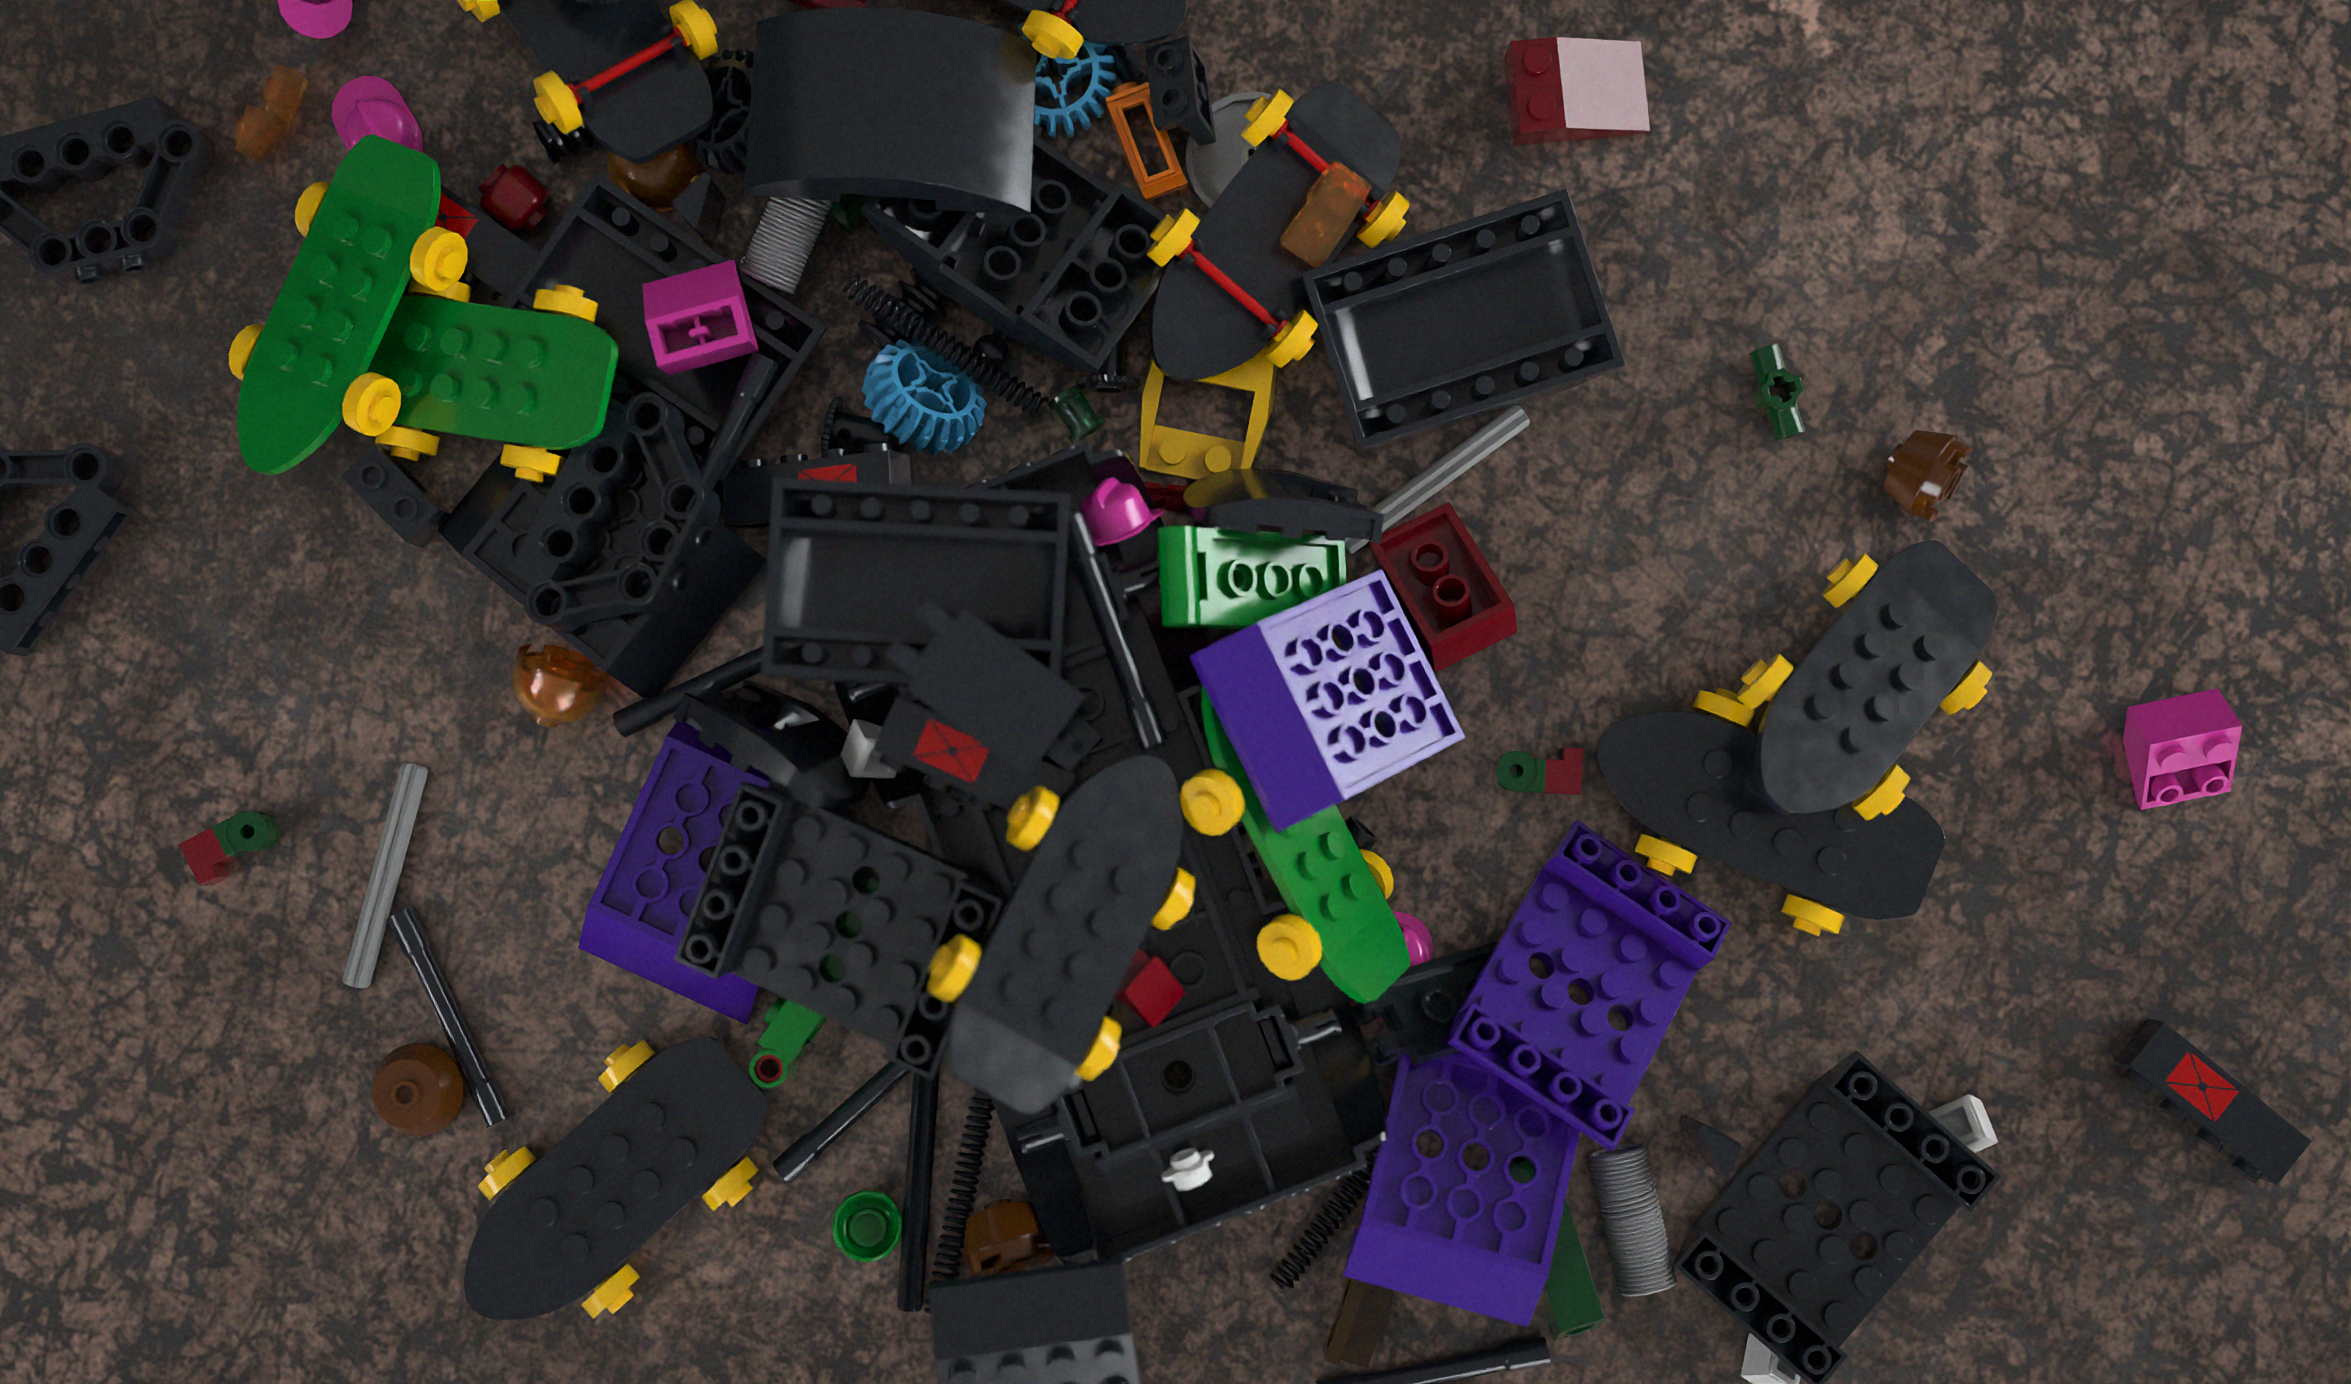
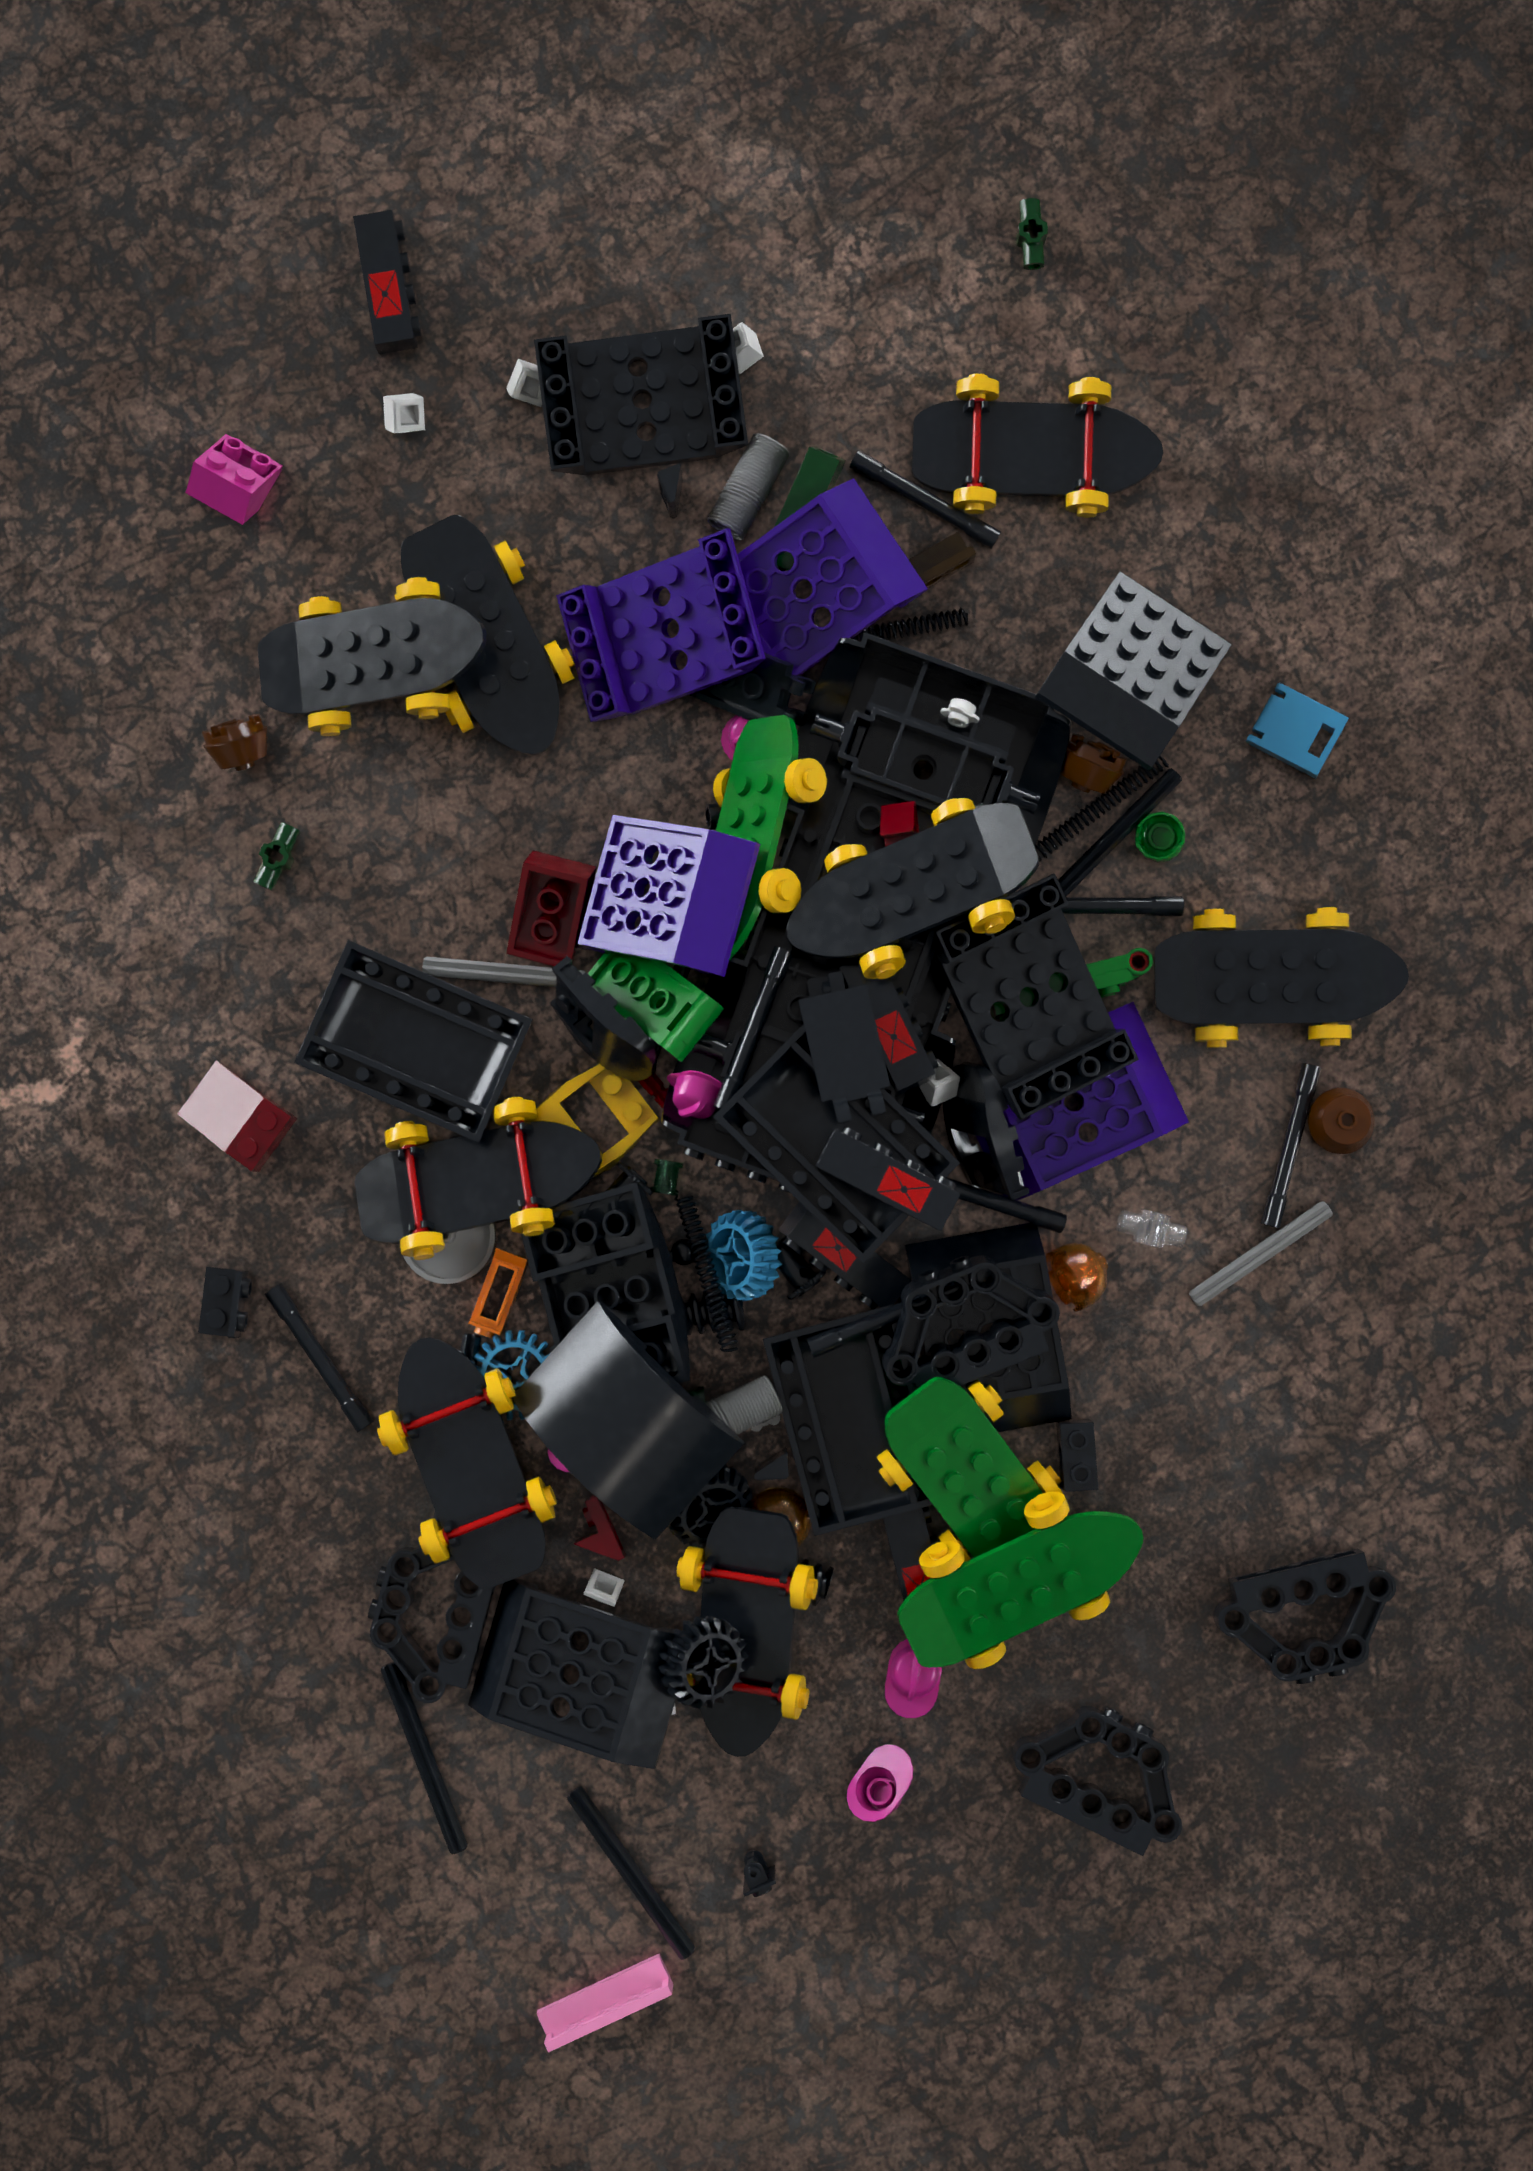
camera: 135 degrees left, 0 degrees up
(226, 842) = (1318, 1342): leg -> none
(264, 128) = (977, 1729): clear orange slope -> none
(514, 198) = (871, 1567): dark red head -> none
(521, 801) = (1152, 1228): none -> clear axle
(698, 318) = (827, 1402): dark pink slope -> none
(820, 586) = (888, 1179): none -> black brick
(1180, 89) = (454, 1304): black bracket -> none
(1326, 215) = (436, 1161): clear orange slope -> none
(1522, 773) = (586, 760): leg -> none
(2065, 977) = (404, 413): none -> white slope

